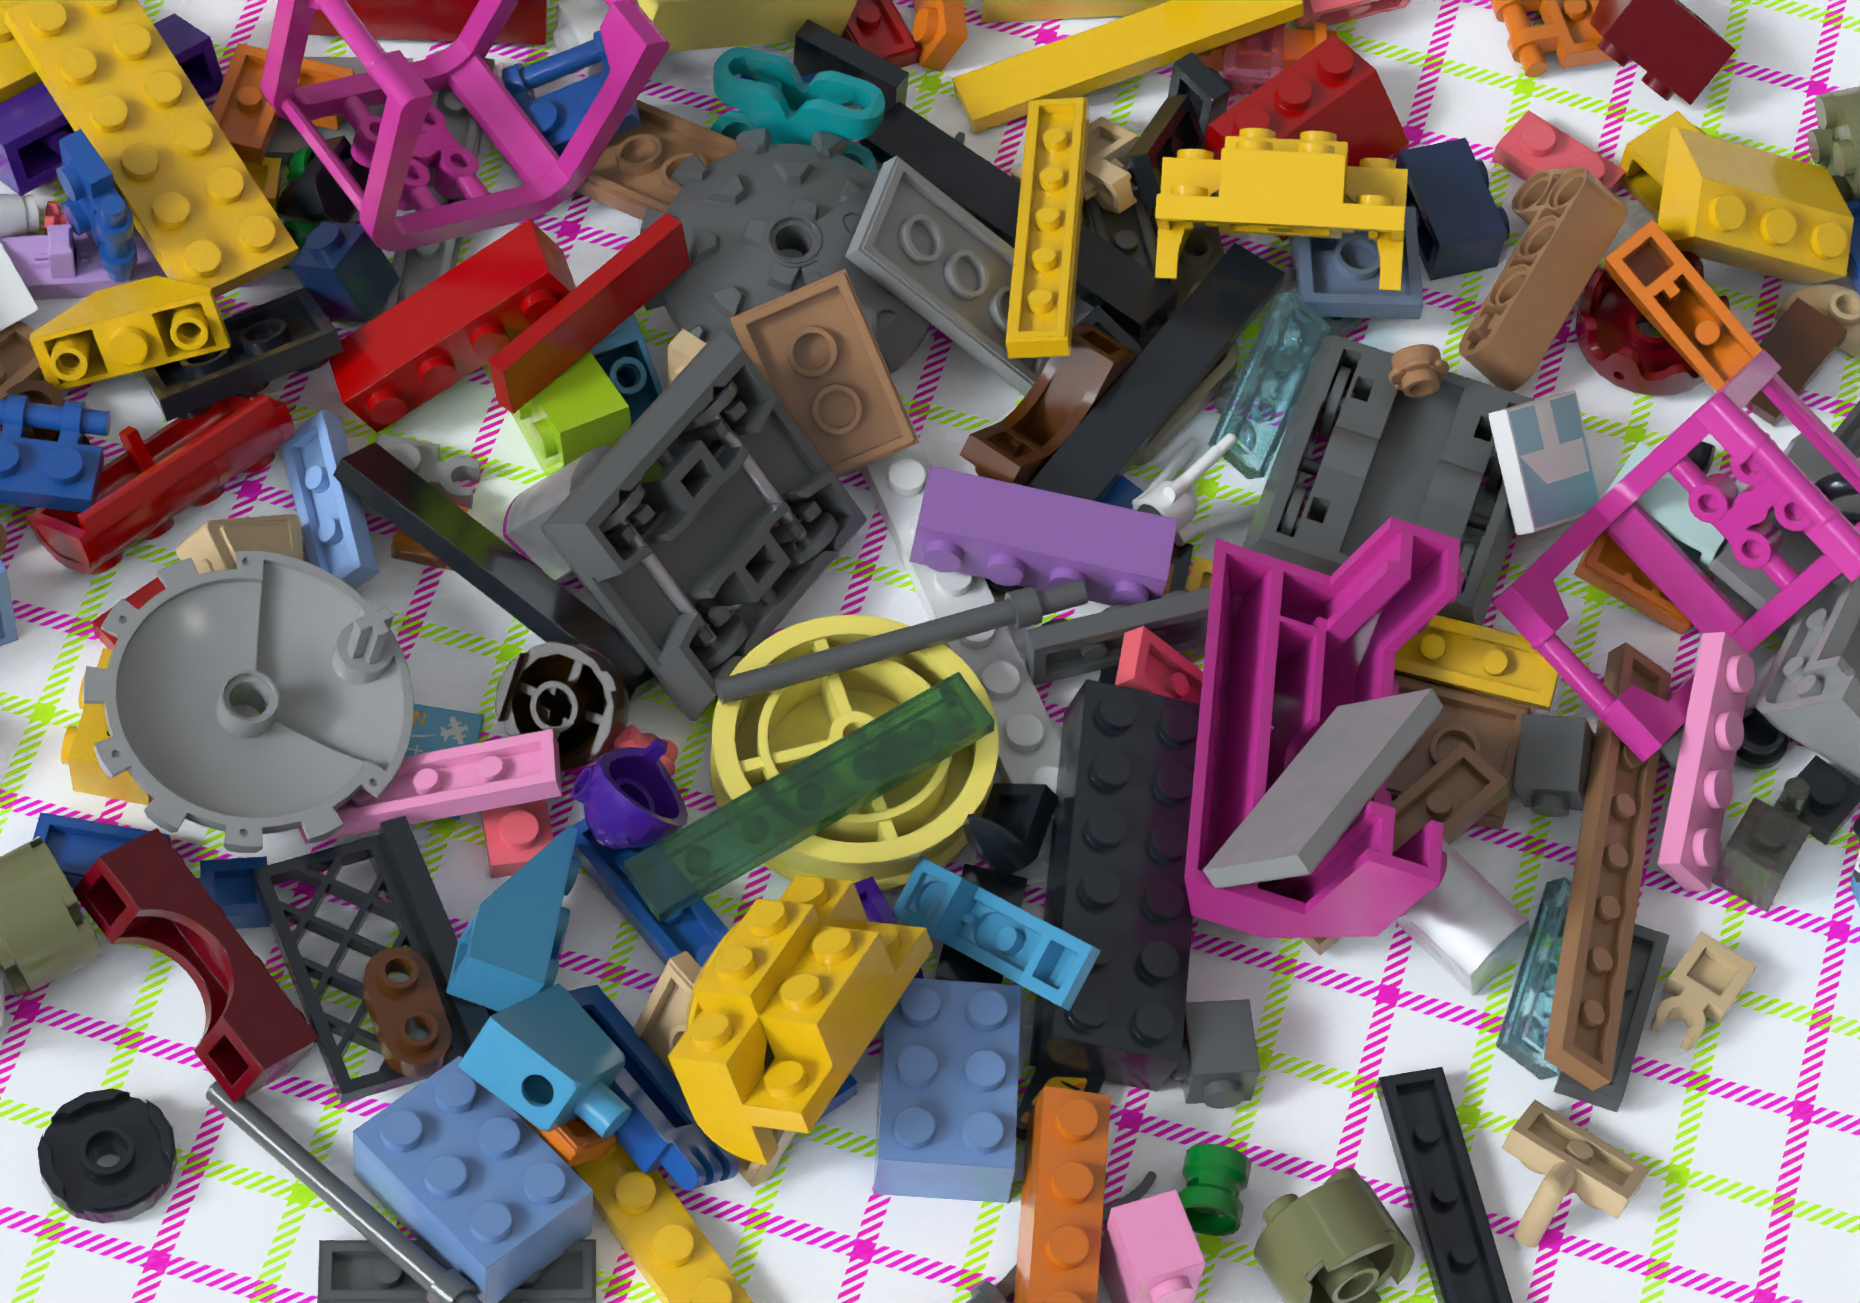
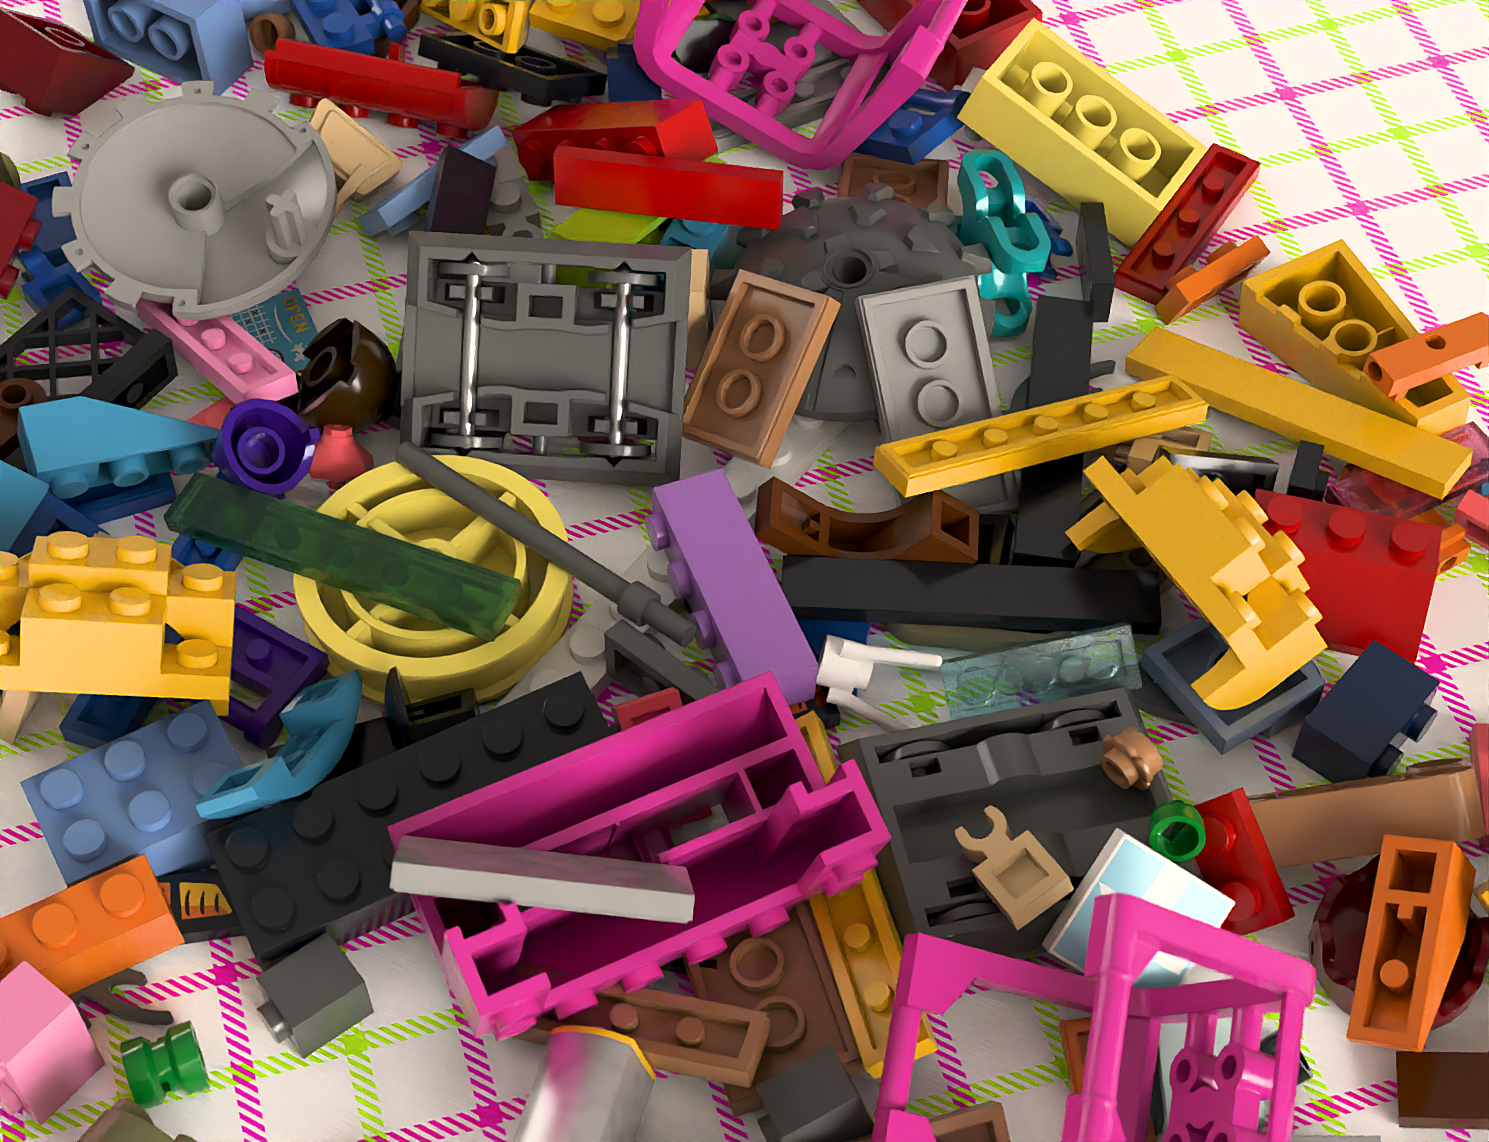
camera: 65 degrees right, 5 degrees down
(1474, 503) = (1014, 873): none -> tan plate
(1499, 382) = (1186, 835): none -> green hinge
(1525, 365) = (1241, 865): none -> red plate

